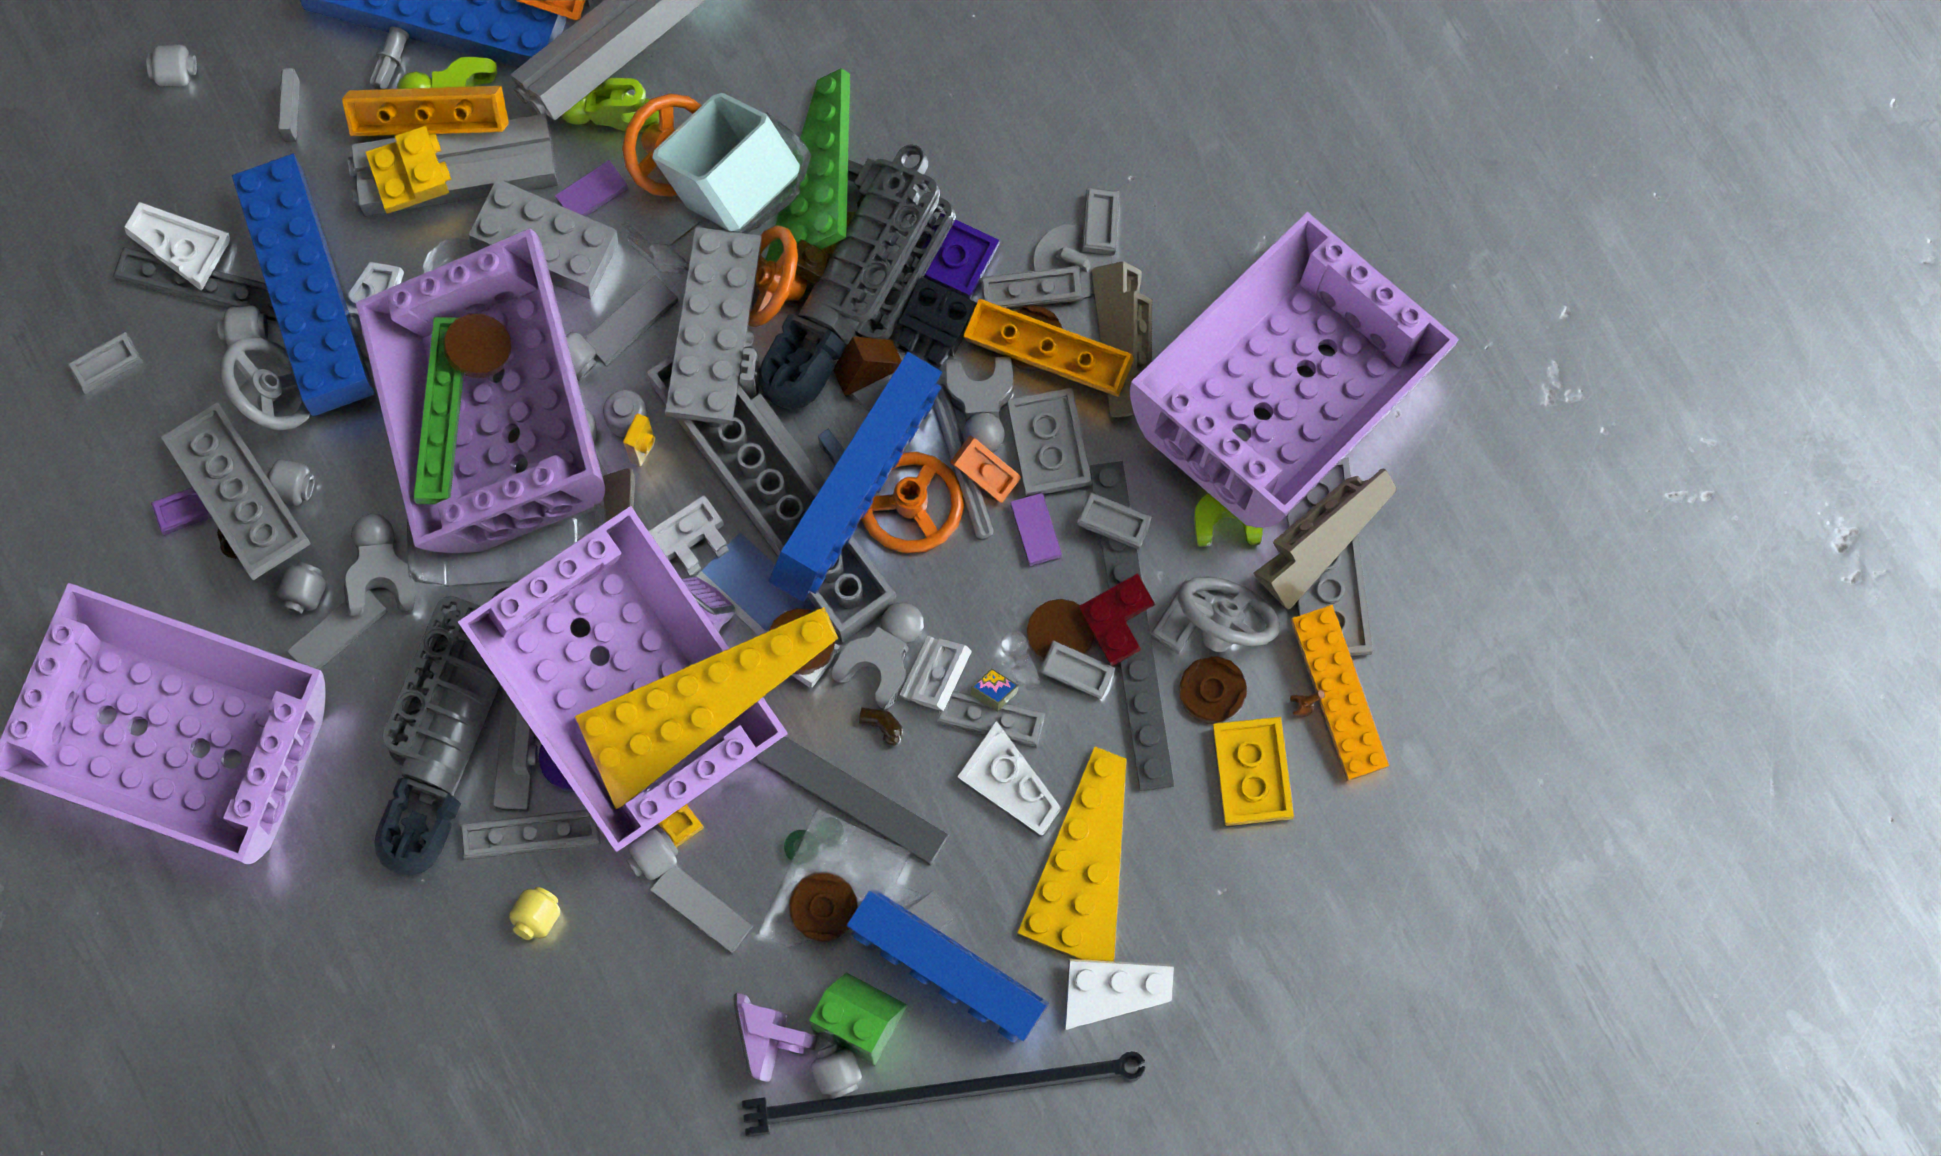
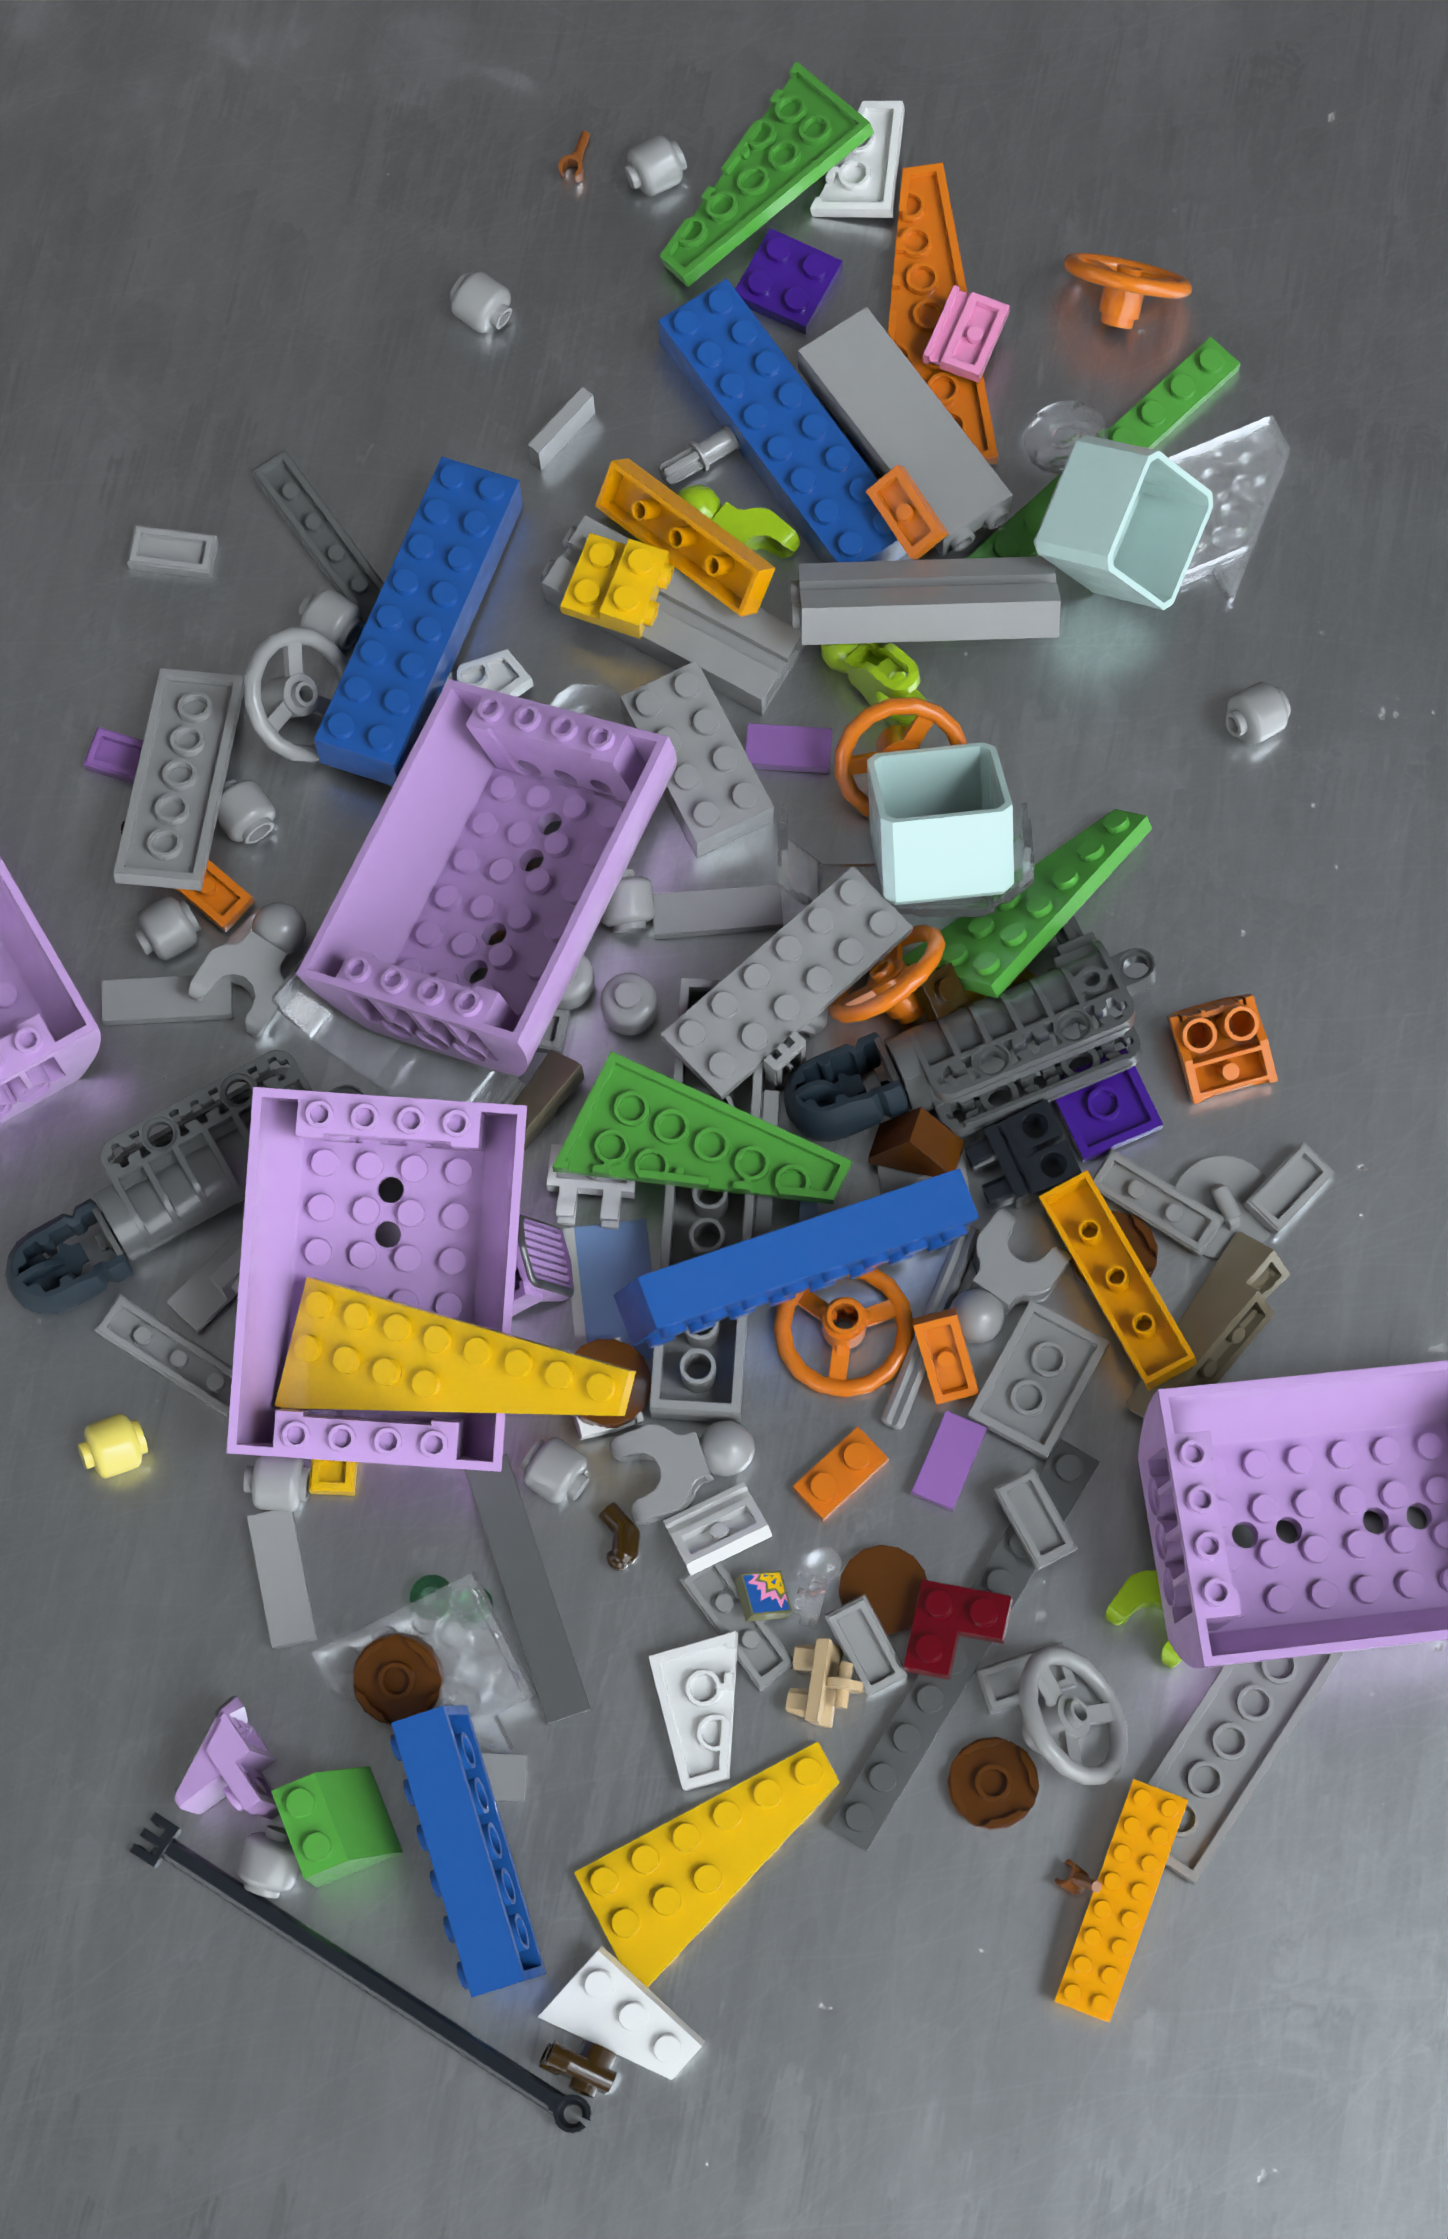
camera: 40 degrees right, 0 degrees up
(178, 242) = (339, 485): white wing -> none
(323, 548) = (220, 898): none -> orange plate
(439, 422) = (439, 856): bright green plate -> none
(477, 345) = (529, 817): reddish brown tile -> none
(639, 439) = (617, 1036): yellow plate -> none
(721, 464) = (670, 1134): none -> bright green wing
(812, 716) = (555, 1470): none -> light grey head
(979, 586) = (840, 1473): none -> orange plate
(996, 169) = (1222, 1046): none -> orange slope
(1059, 700) = (828, 1686): none -> tan hips
(1117, 1034) = (587, 2069): none -> dark brown plate
(1253, 771) = (961, 1906): yellow plate -> none
(1322, 535) = (1243, 1714): wedge -> none

